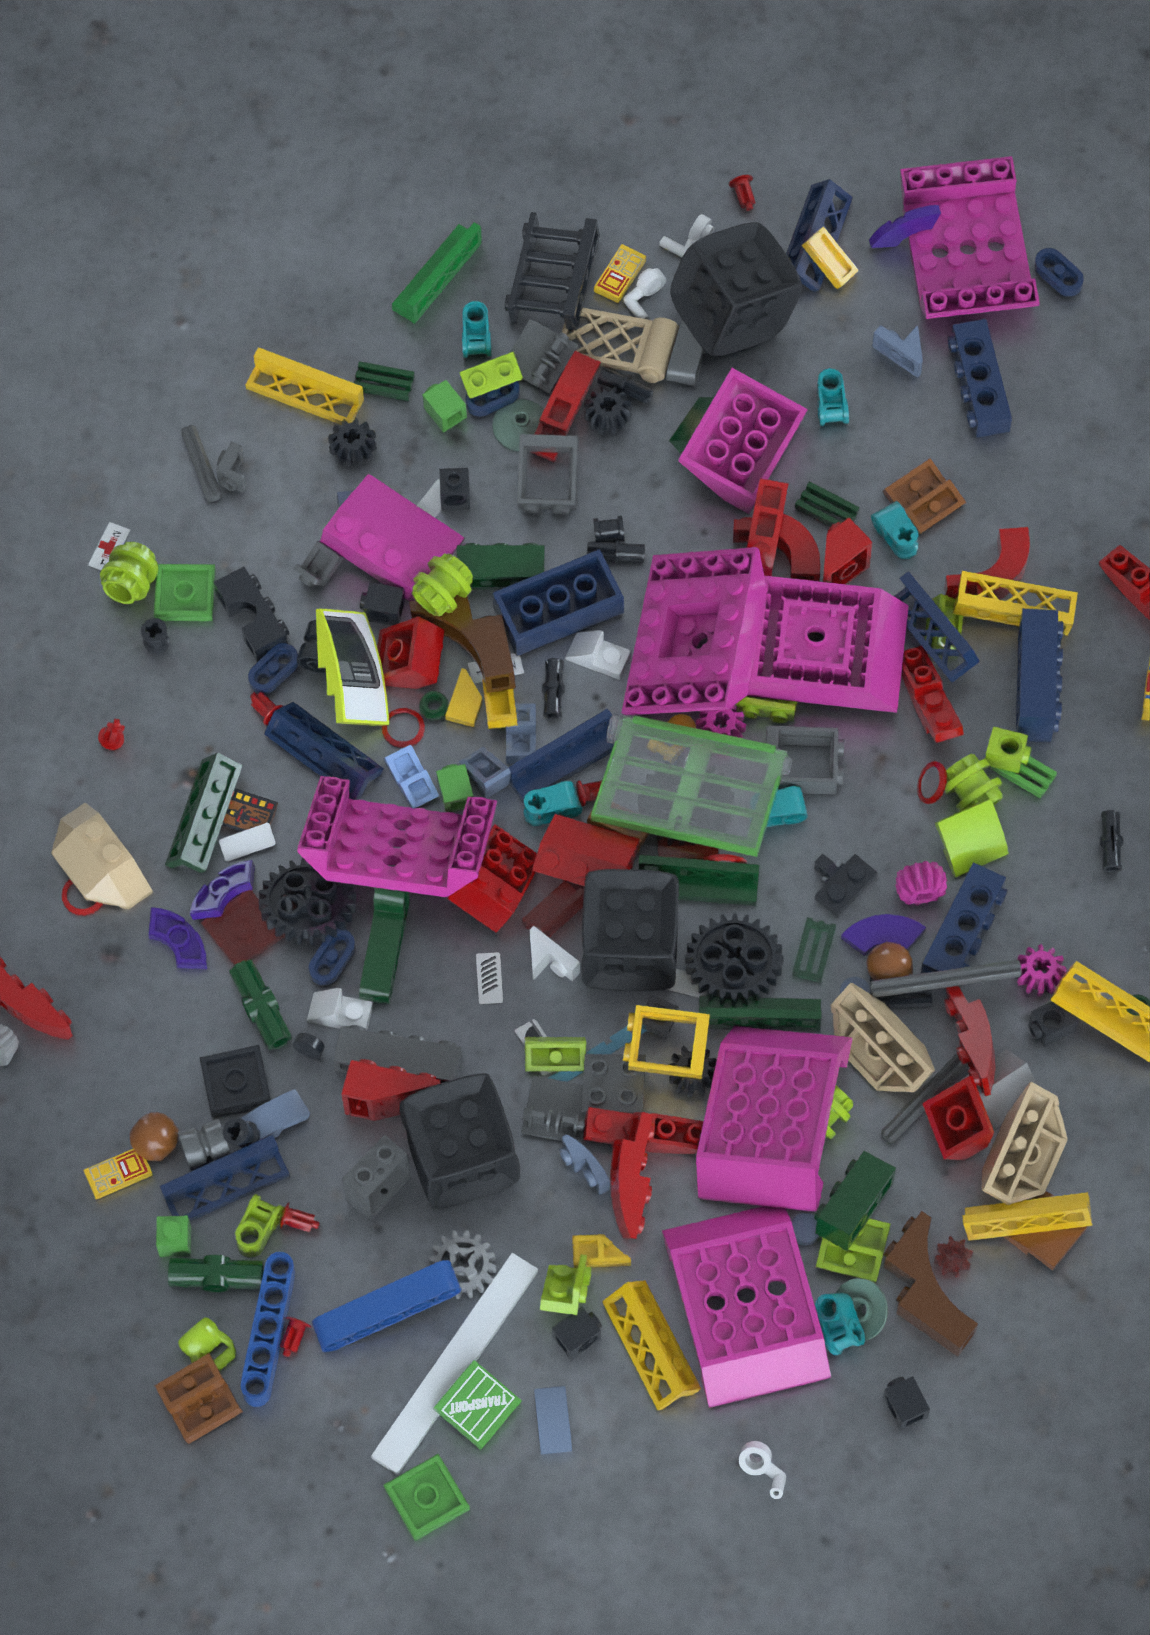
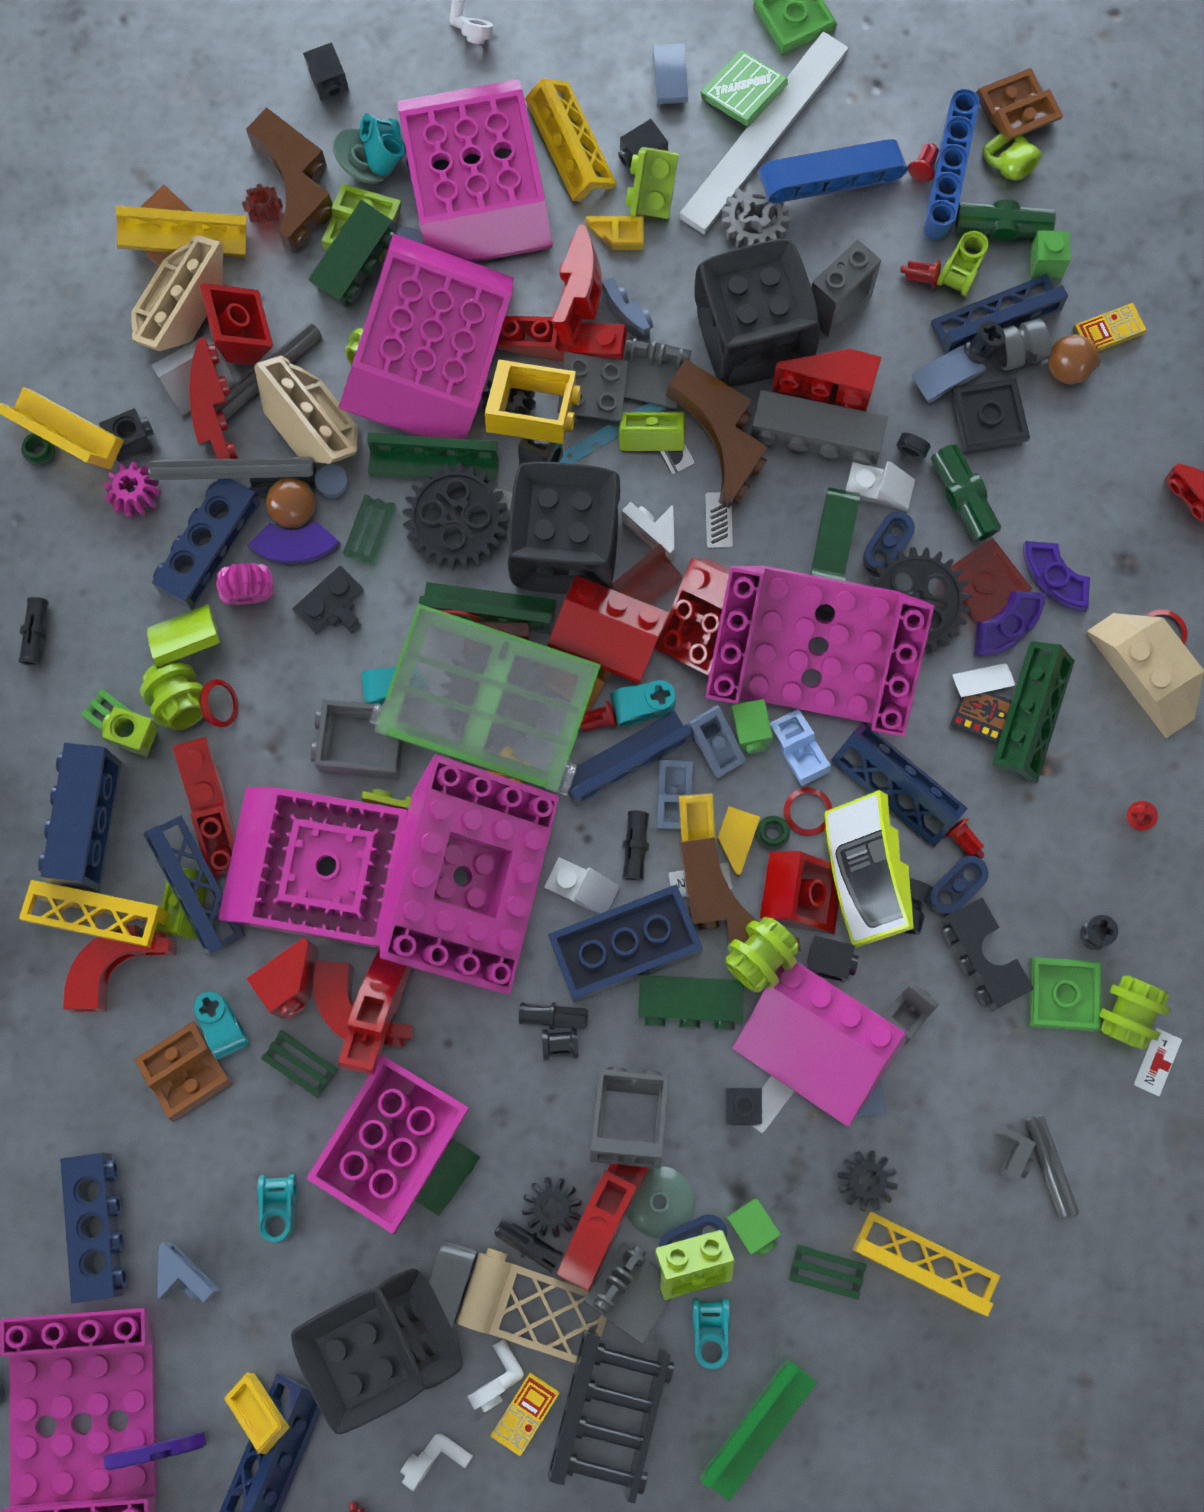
camera: 175 degrees left, 10 degrees up
(471, 1029) = (723, 416): none -> reddish brown arch

